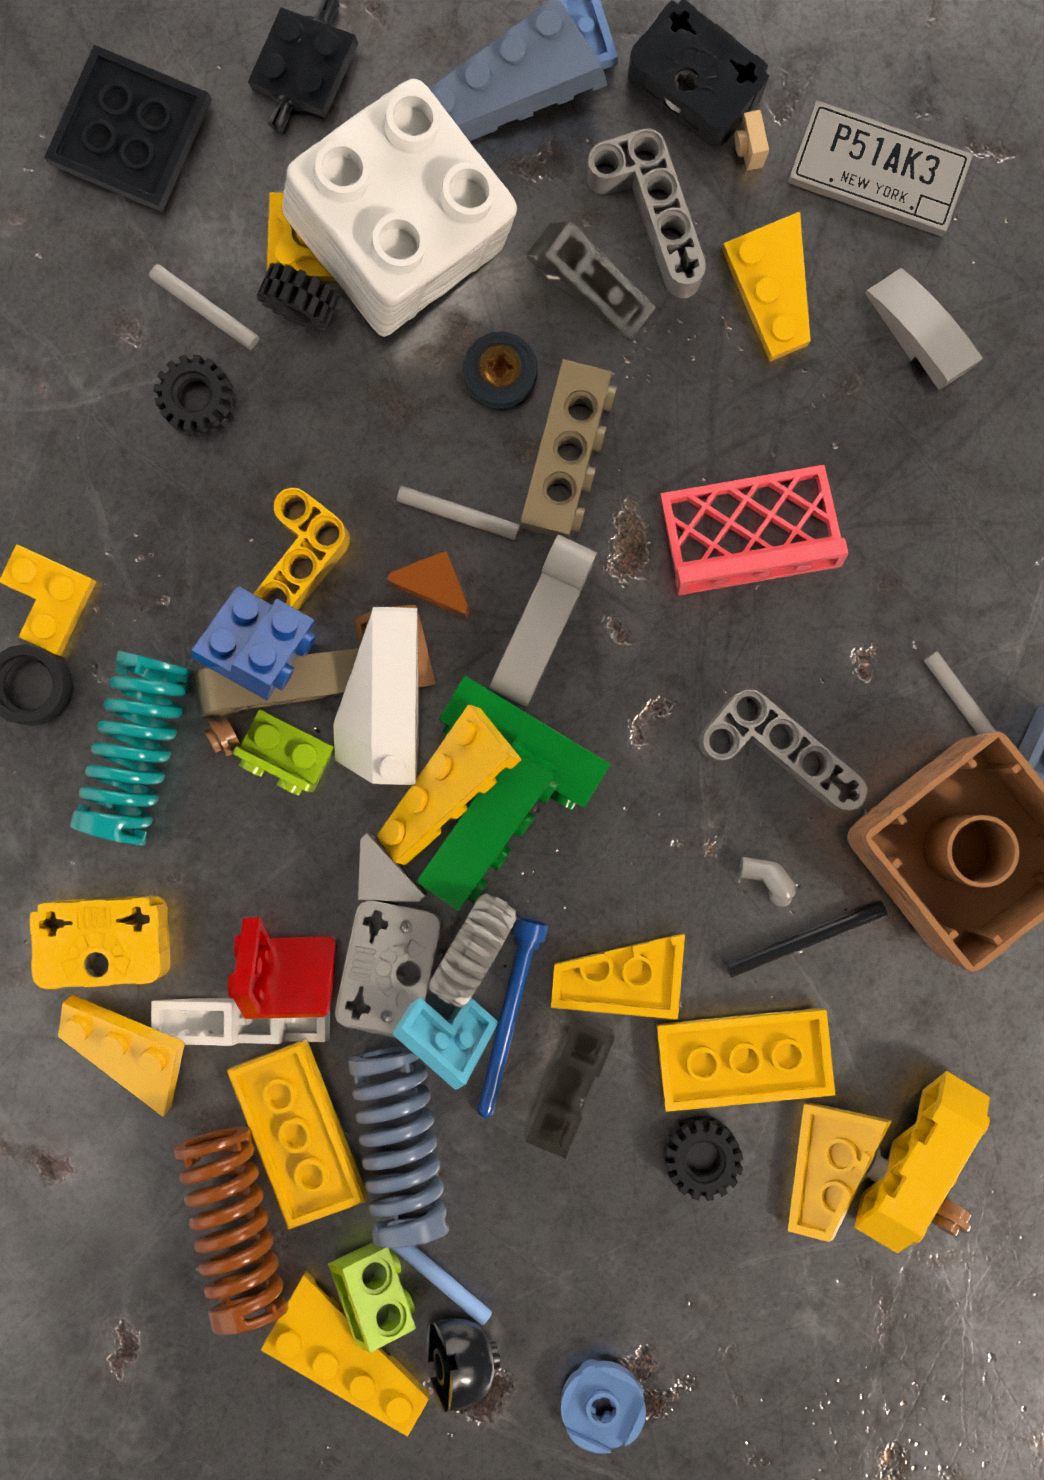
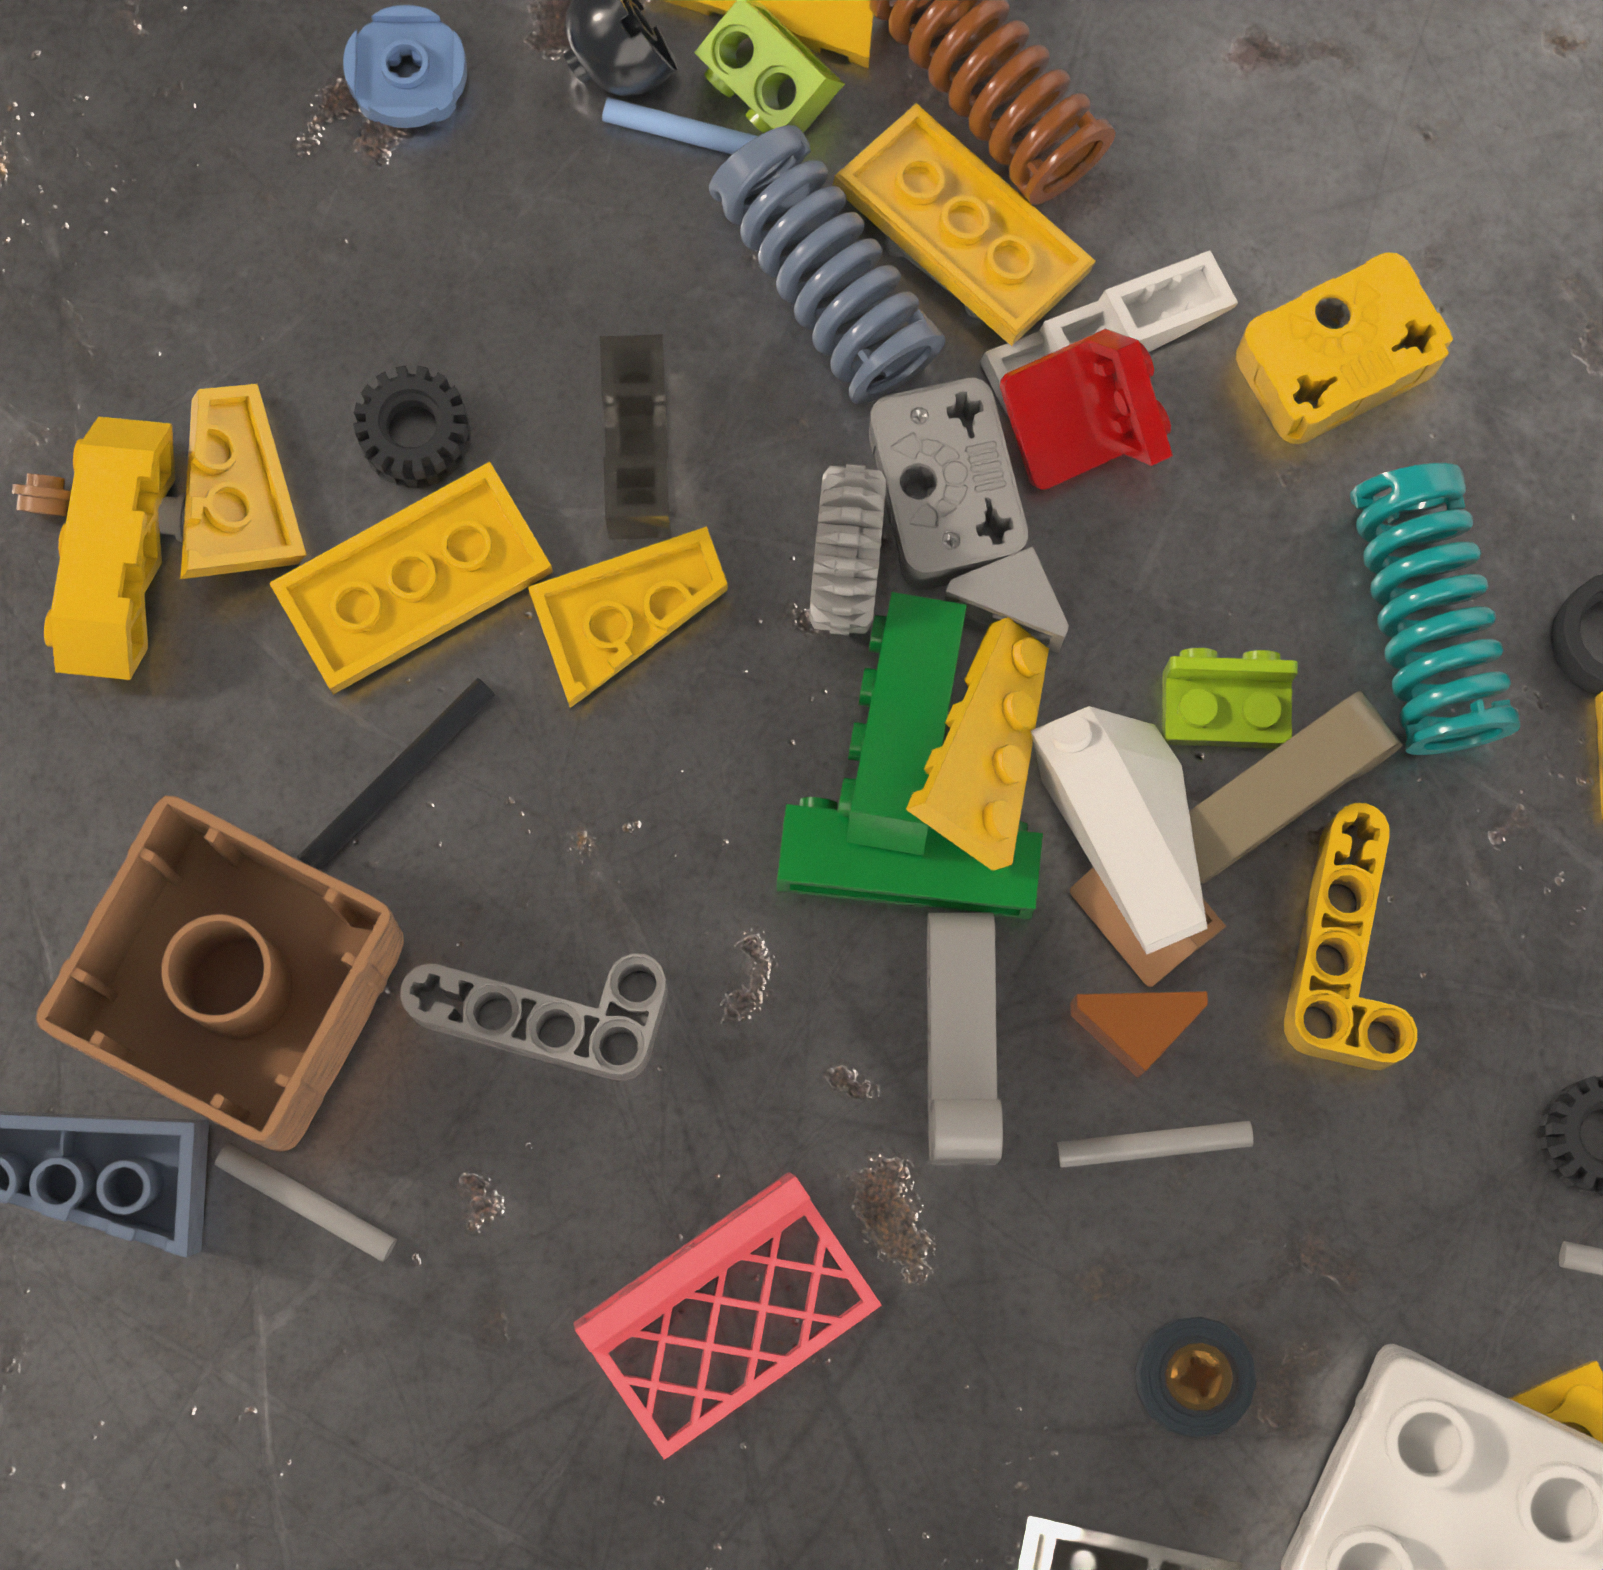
camera: 150 degrees right, 10 degrees down
(125, 1050) = (1240, 228): yellow wing -> none
(221, 736) = (1323, 682): medium nougat plate -> none
(255, 642) = (1342, 813): plate -> none
(298, 296) = (1533, 1338): black tyre -> none
(447, 1046) = (818, 410): medium azure plate -> none
(528, 936) = (779, 609): blue piece -> none
(575, 385) = (1043, 1195): dark tan brick -> none
(773, 875) = (480, 838): light grey arm -> none

